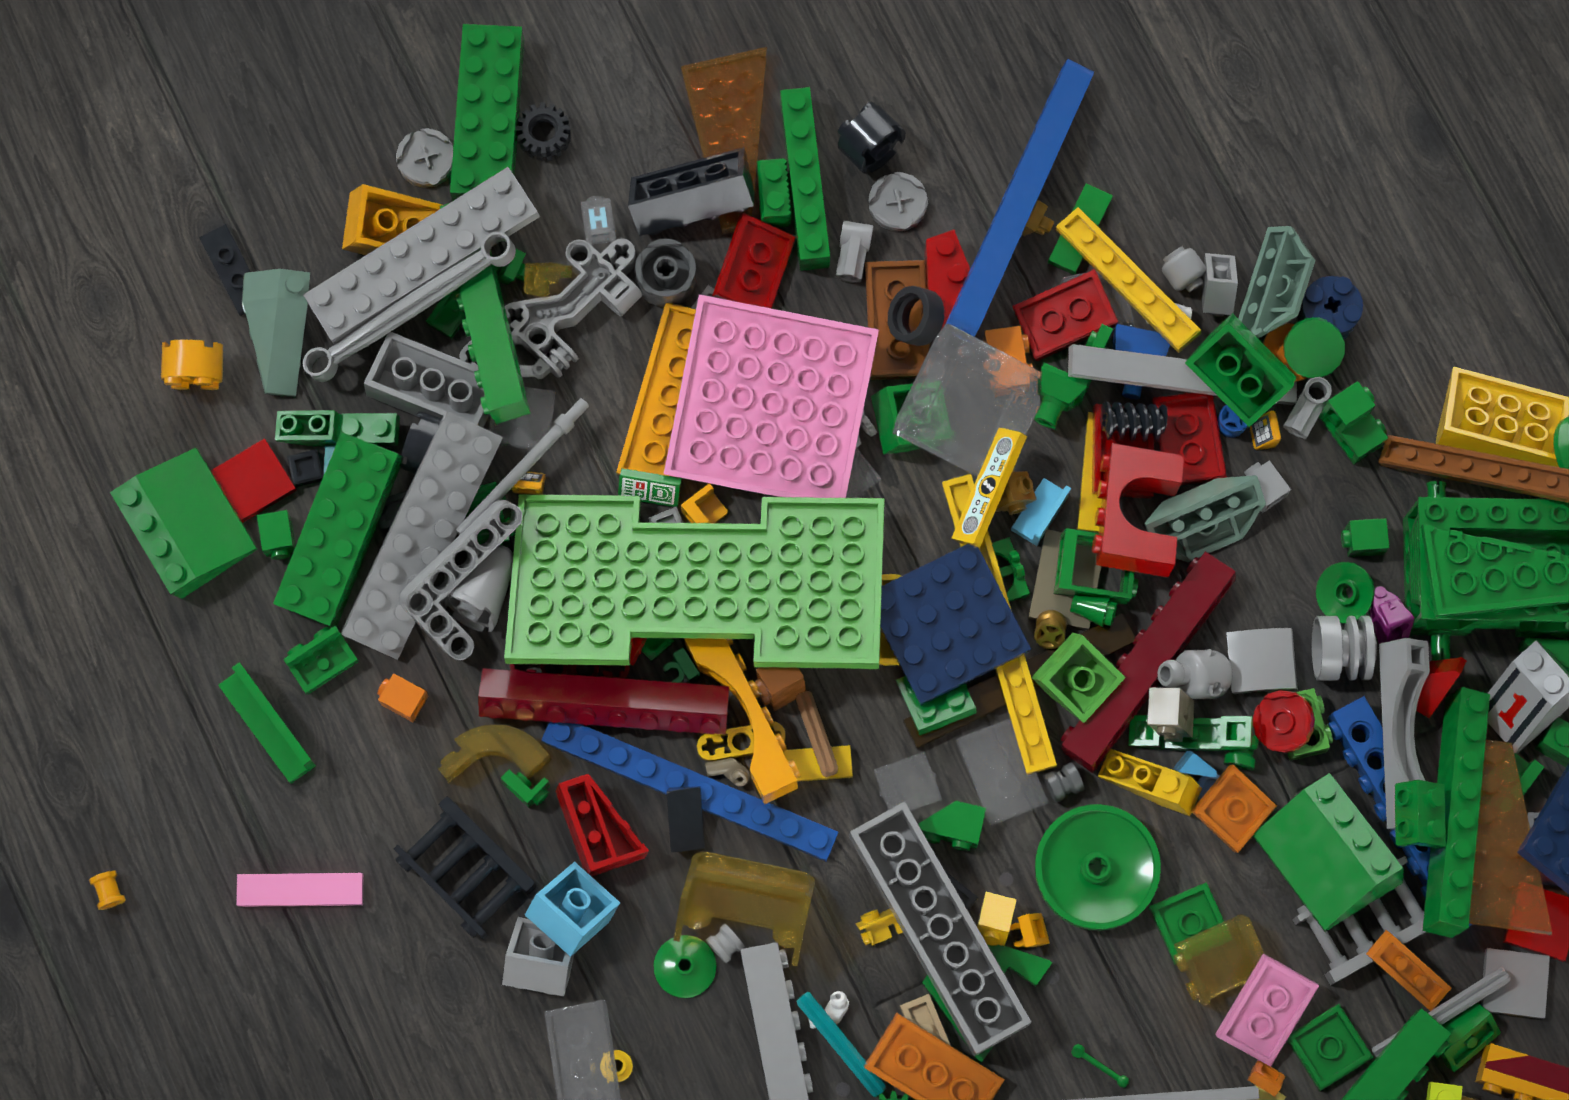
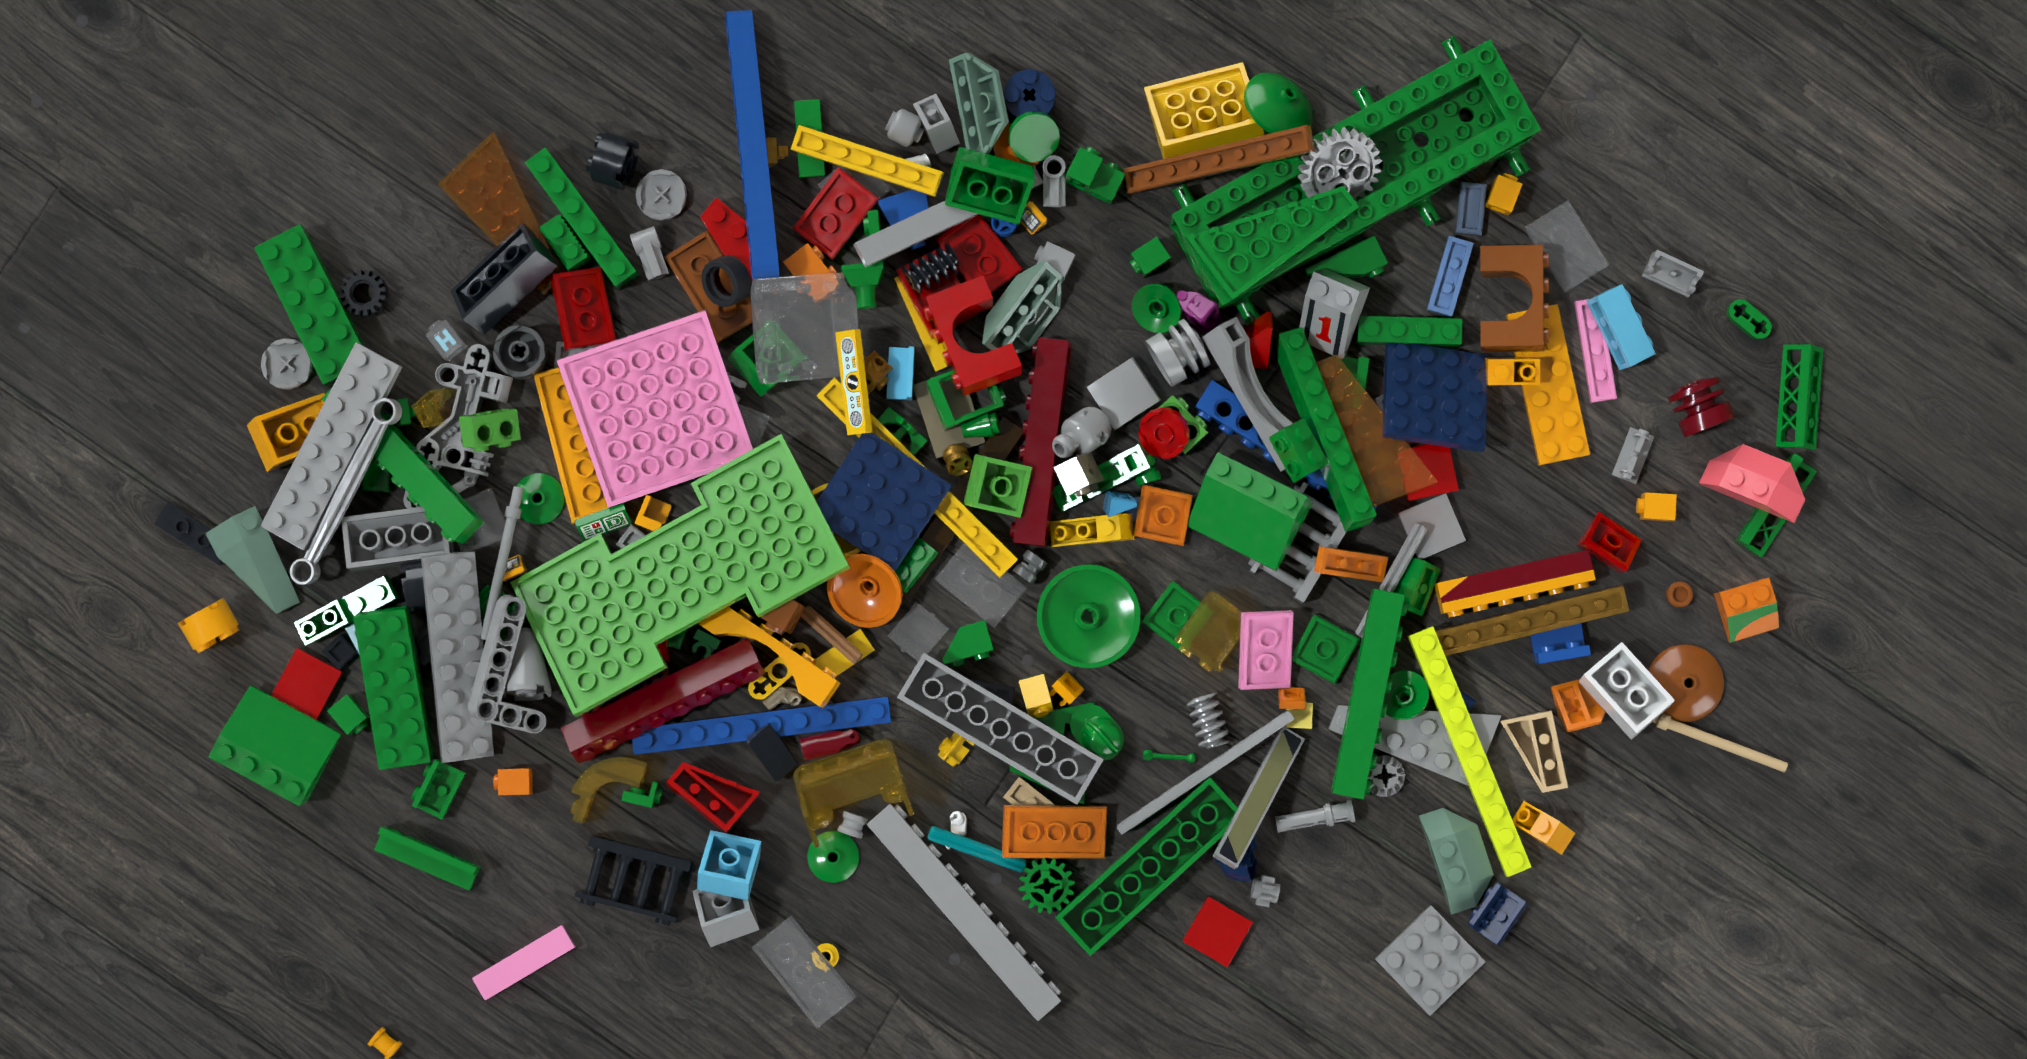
camera: 30 degrees left, 10 degrees up
(591, 326) = (489, 425): none -> bright green brick
(603, 442) = (552, 498): none -> green dish
(748, 844) = (828, 743): none -> dark red piece
(862, 711) = (857, 600): none -> orange dish
(1040, 993) = (1097, 731): none -> green piece
(1163, 1050) = (1208, 721): none -> light grey piece

